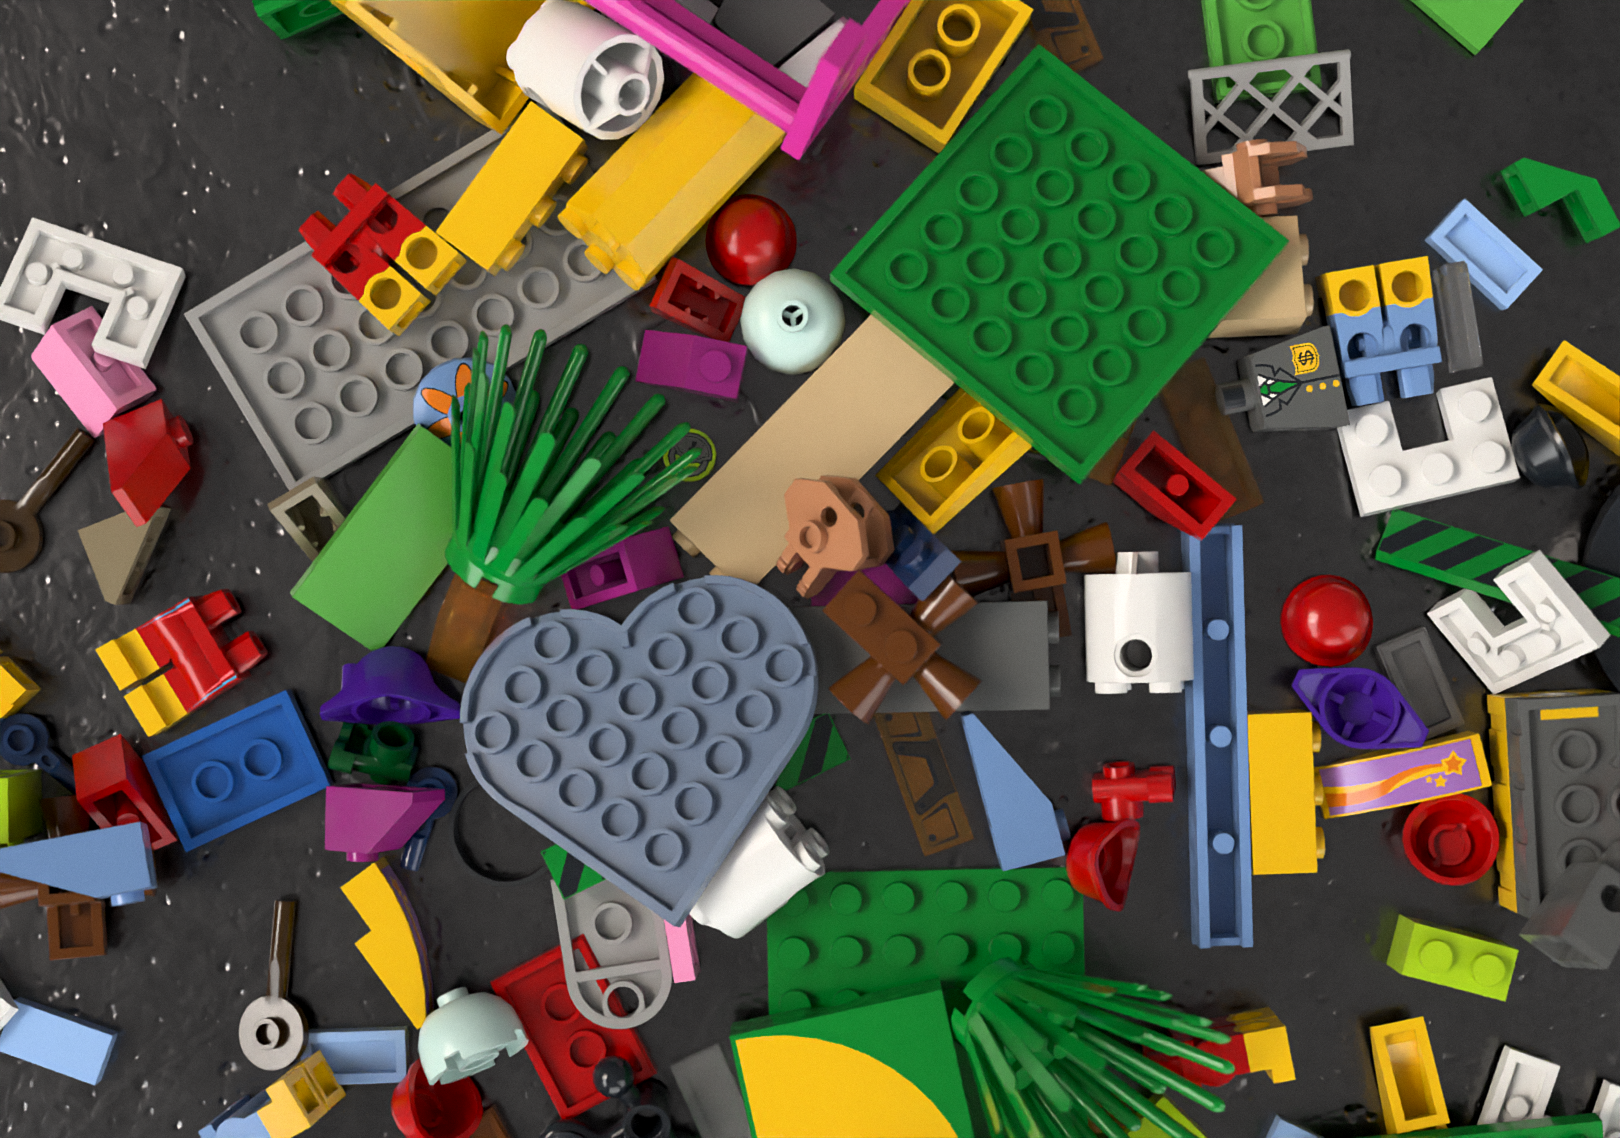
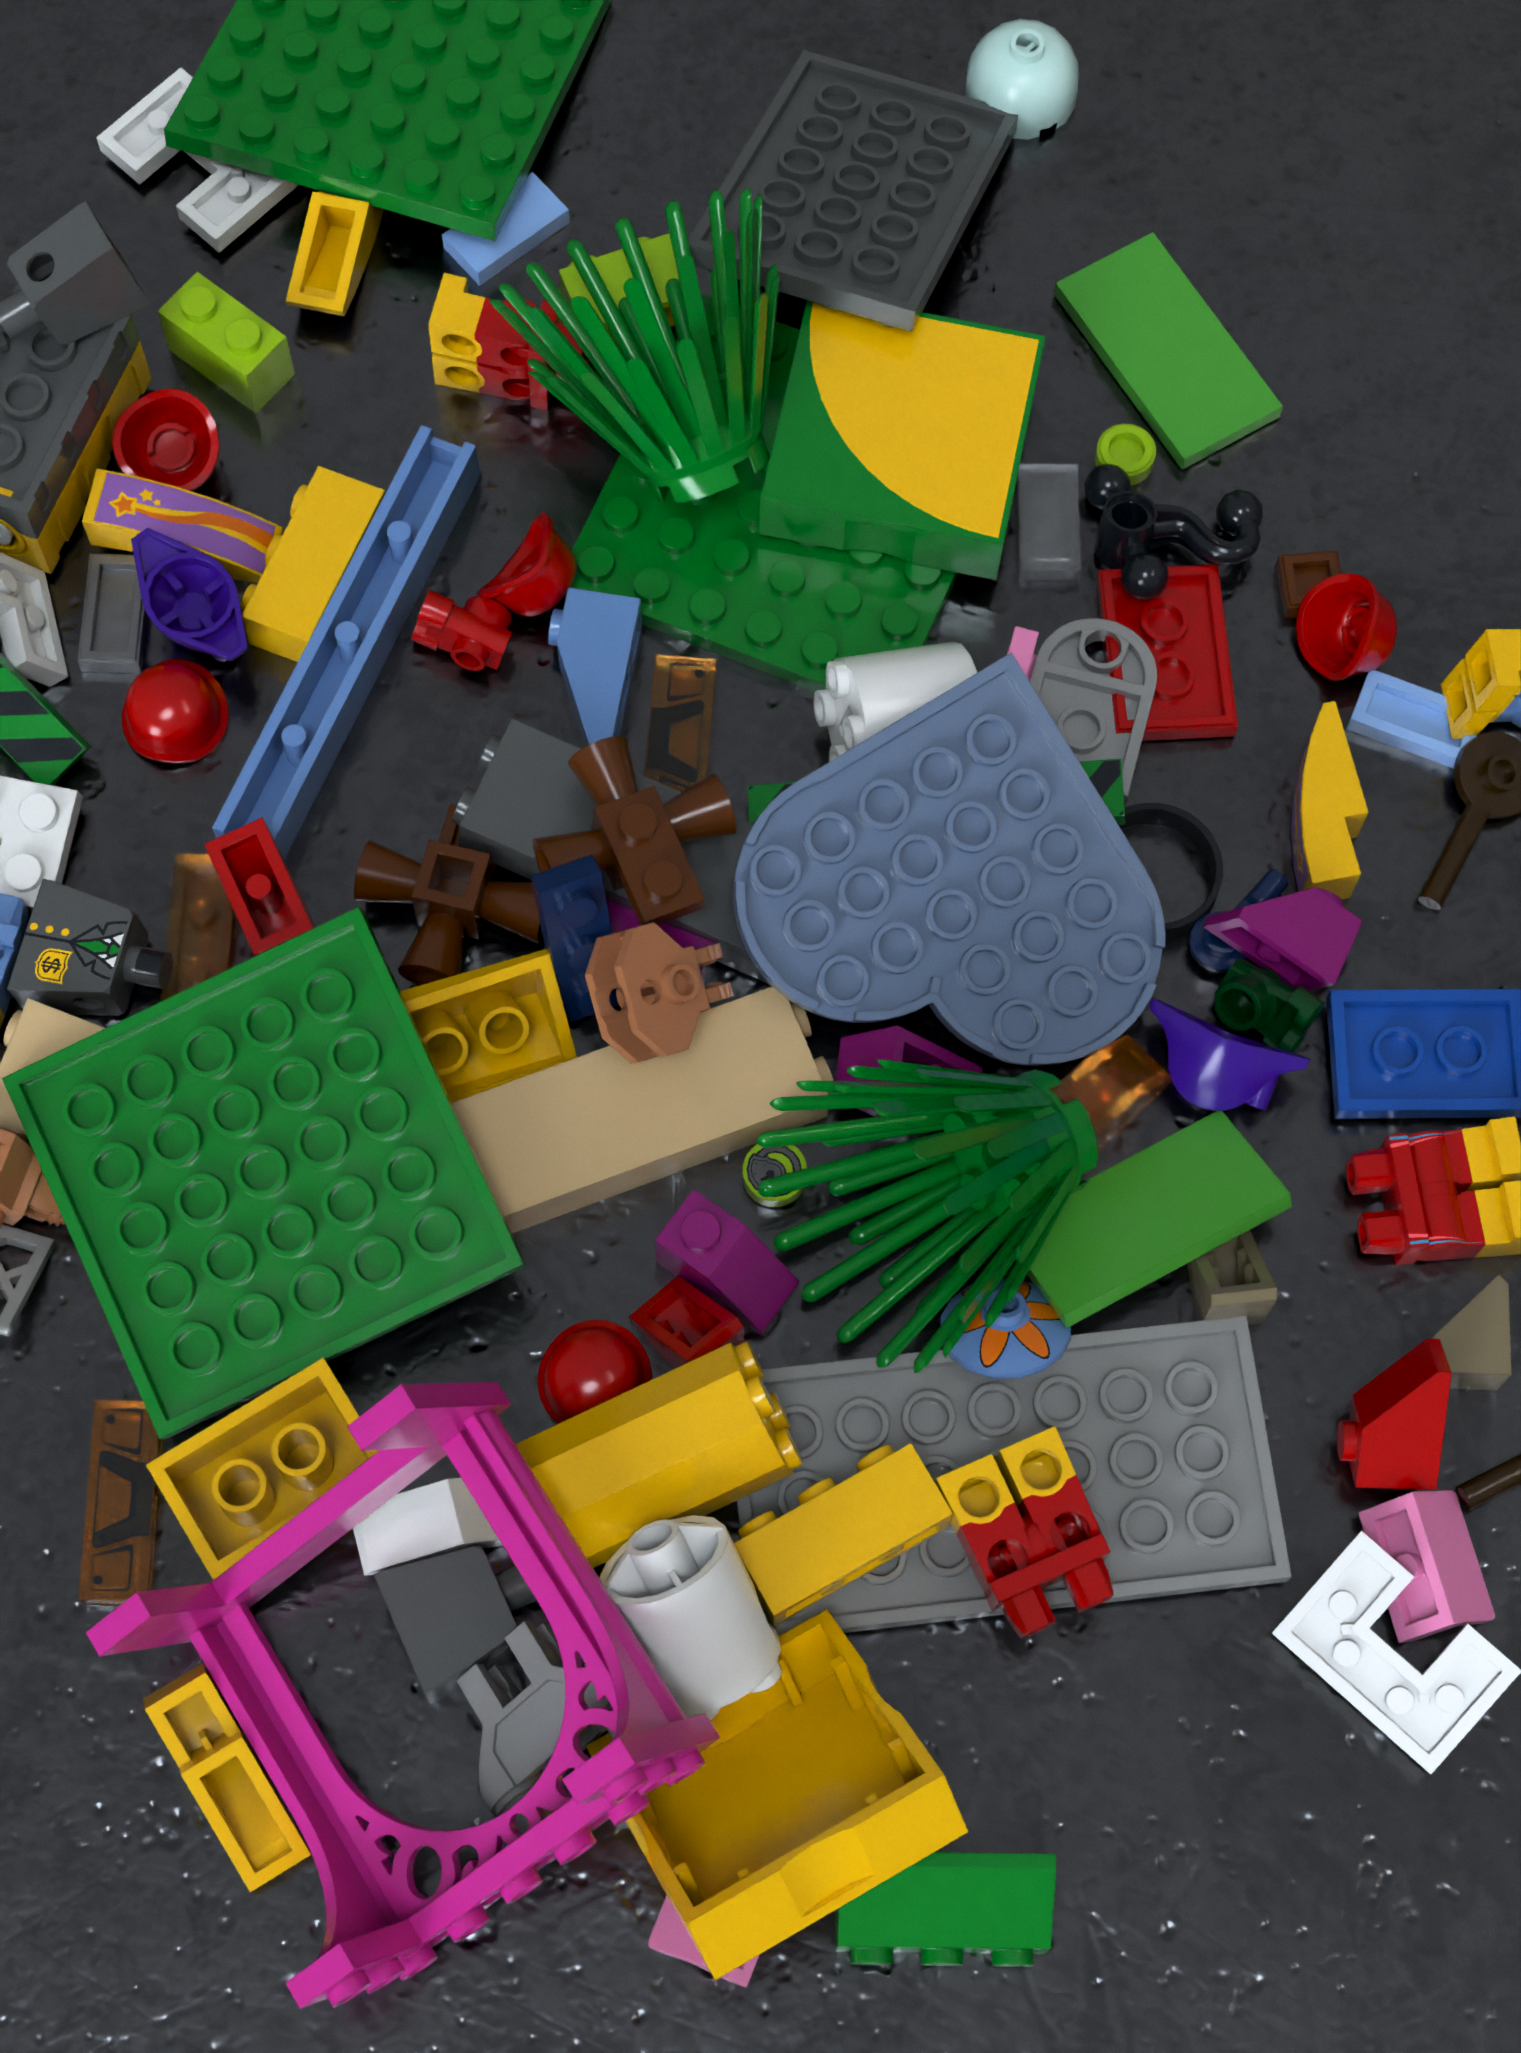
camera: 155 degrees left, 20 degrees down
(467, 1035) = (1282, 675): light aqua cylinder -> none
(792, 347) = (595, 1289): light aqua cylinder -> none
(1142, 607) = (375, 771): white cylinder -> none

